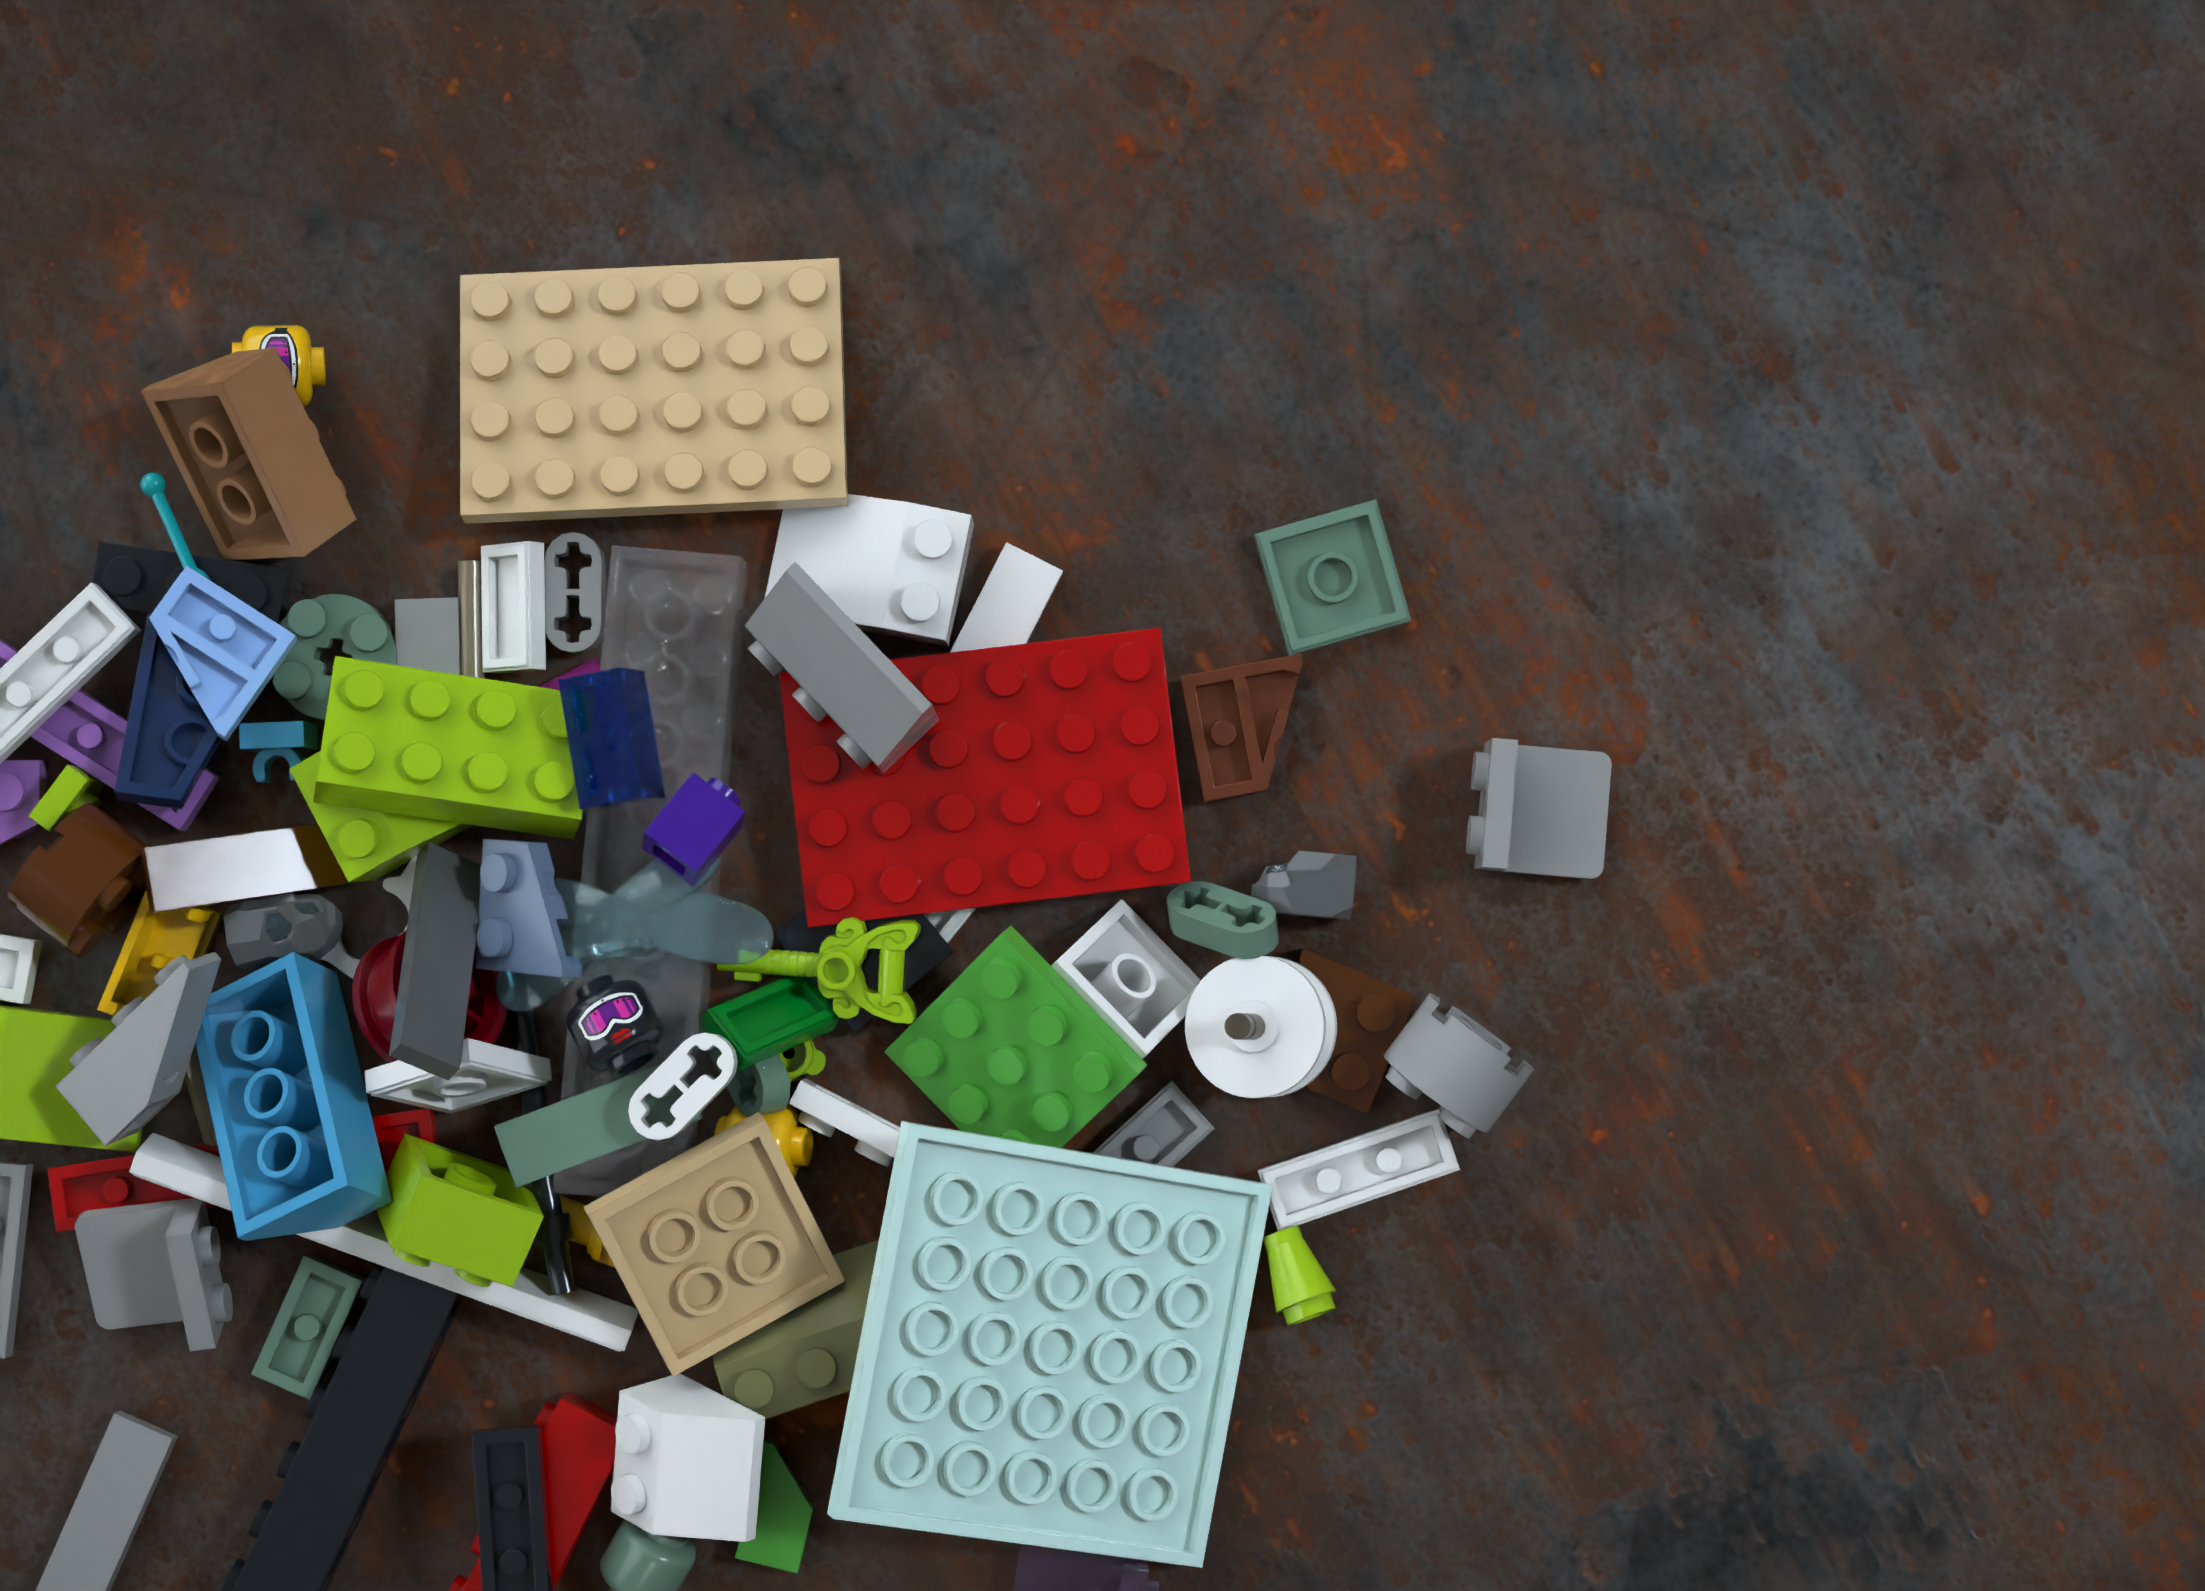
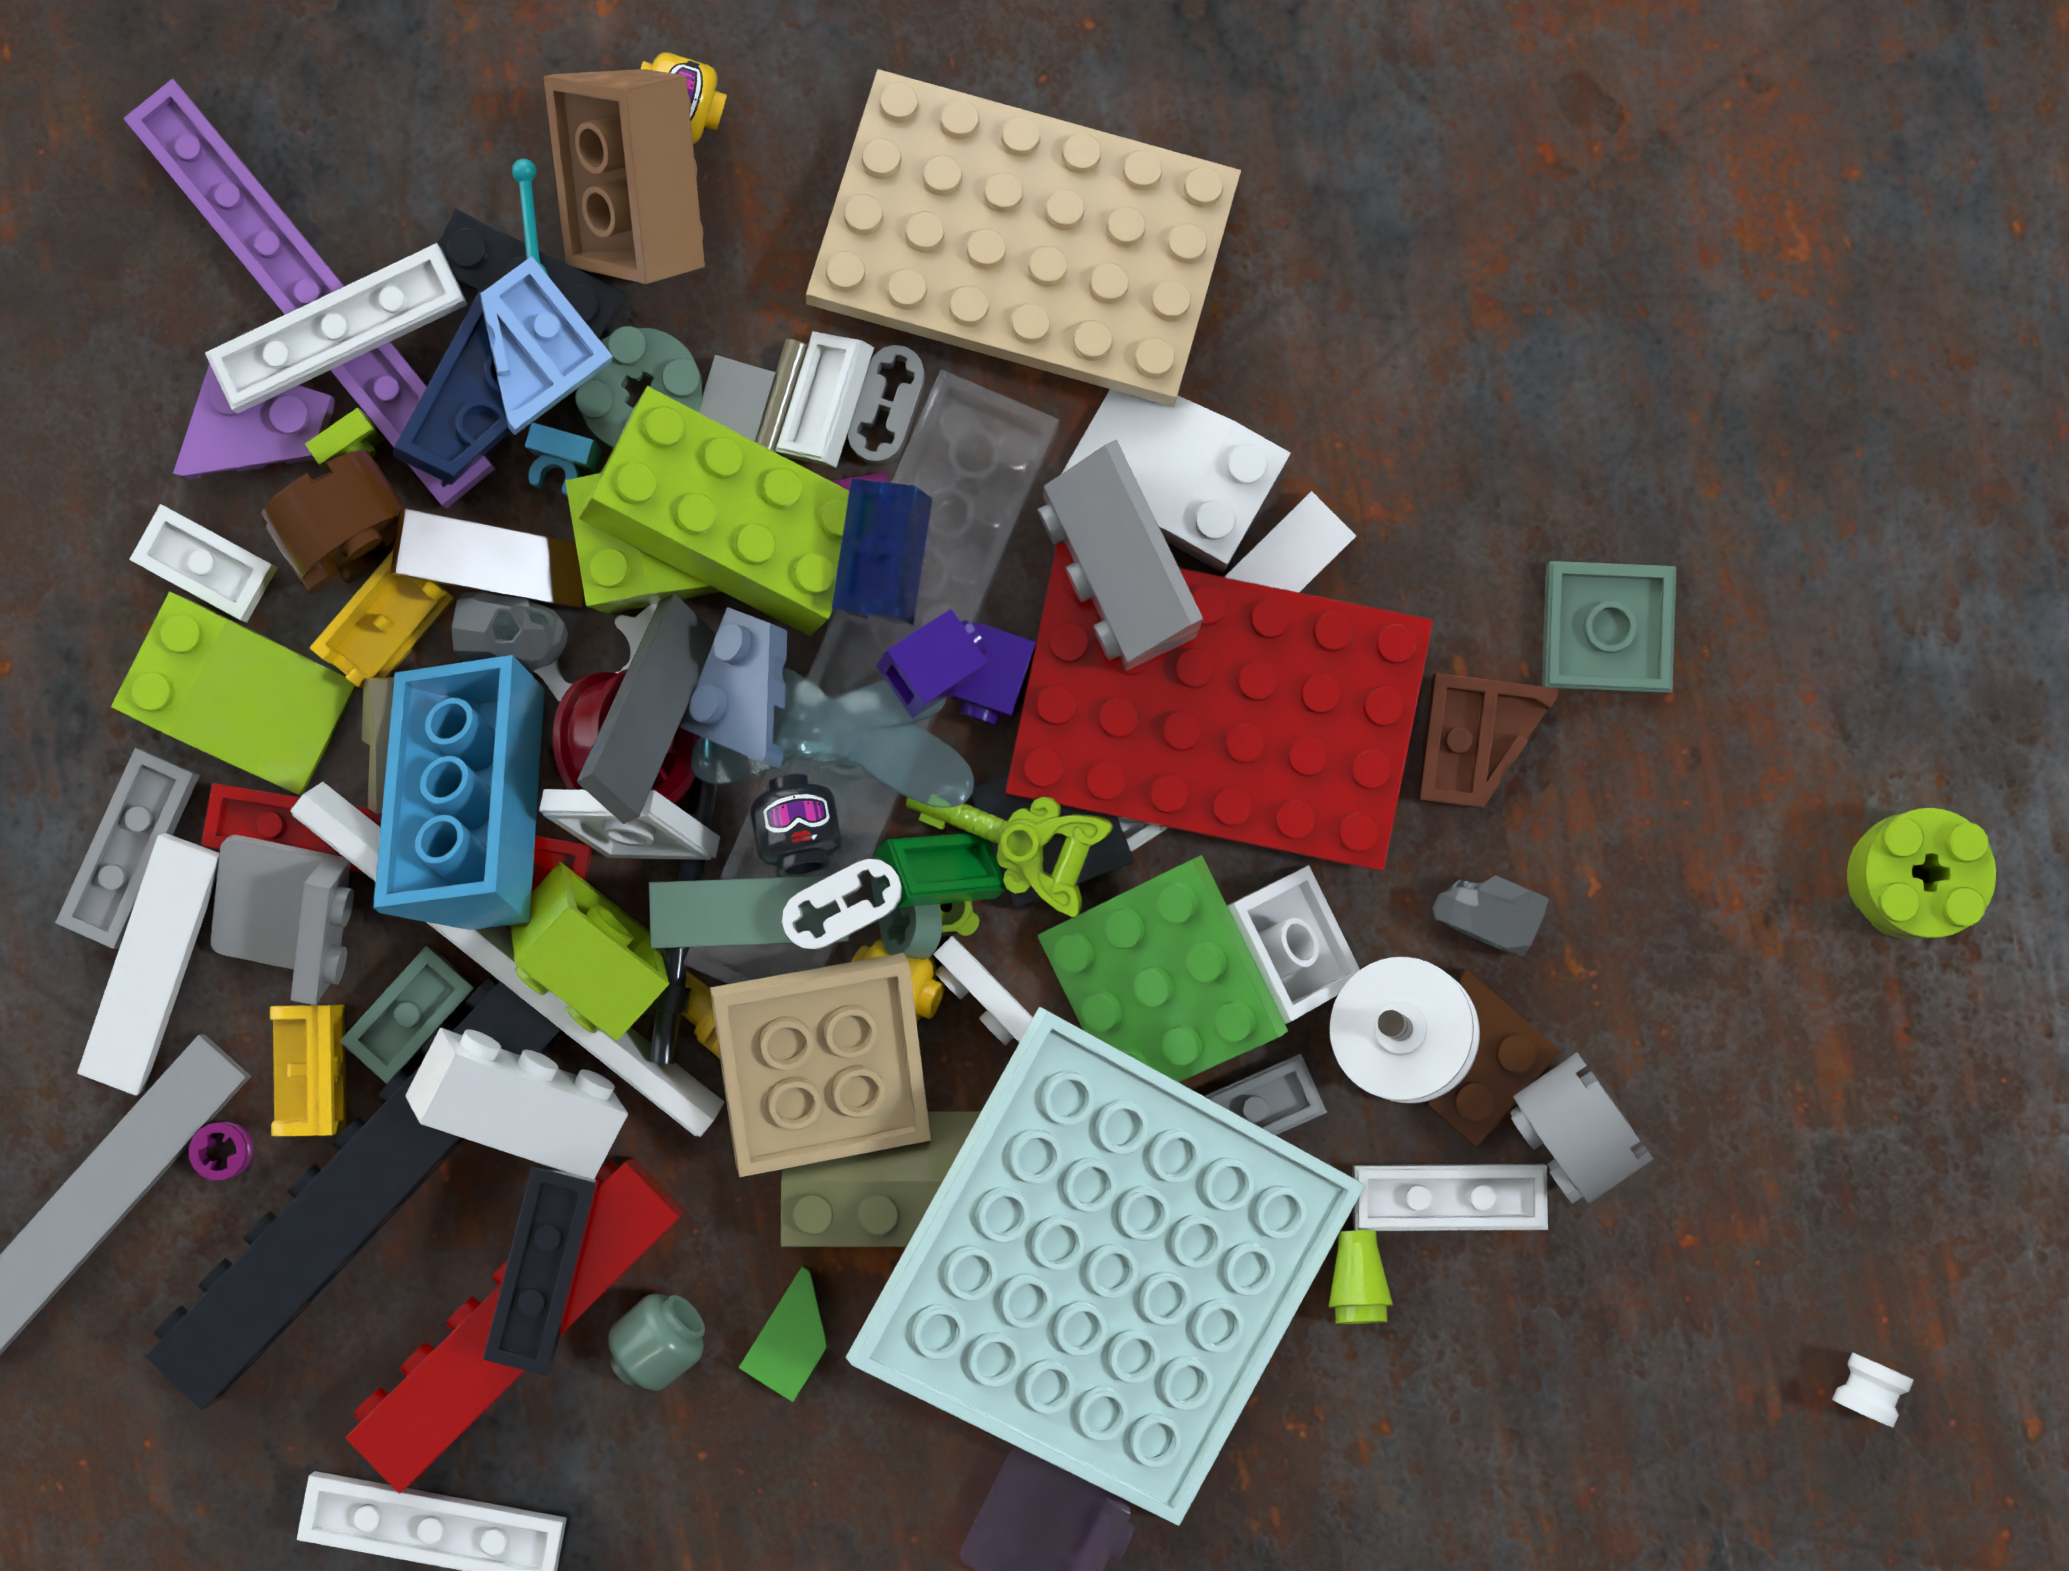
camera: 20 degrees right, 0 degrees up
(45, 1361) = (150, 964): none -> white tile
(144, 1060) = (338, 710): light grey slope -> none
(154, 1509) = (207, 1138): none -> magenta bush
(231, 1411) = (309, 1070): none -> yellow hinge
(437, 1376) = (516, 1102): none -> white brick
(687, 1461) = (726, 1262): white slope -> none
(767, 818) = (1001, 681): none -> dark purple brick
(1222, 920) = (1402, 917): sand green beam -> none
(1539, 810) = (1736, 912): light grey bracket -> none
(1719, 683) = (1958, 867): none -> lime brick
(1815, 1219) = (1872, 1390): none -> white wheel

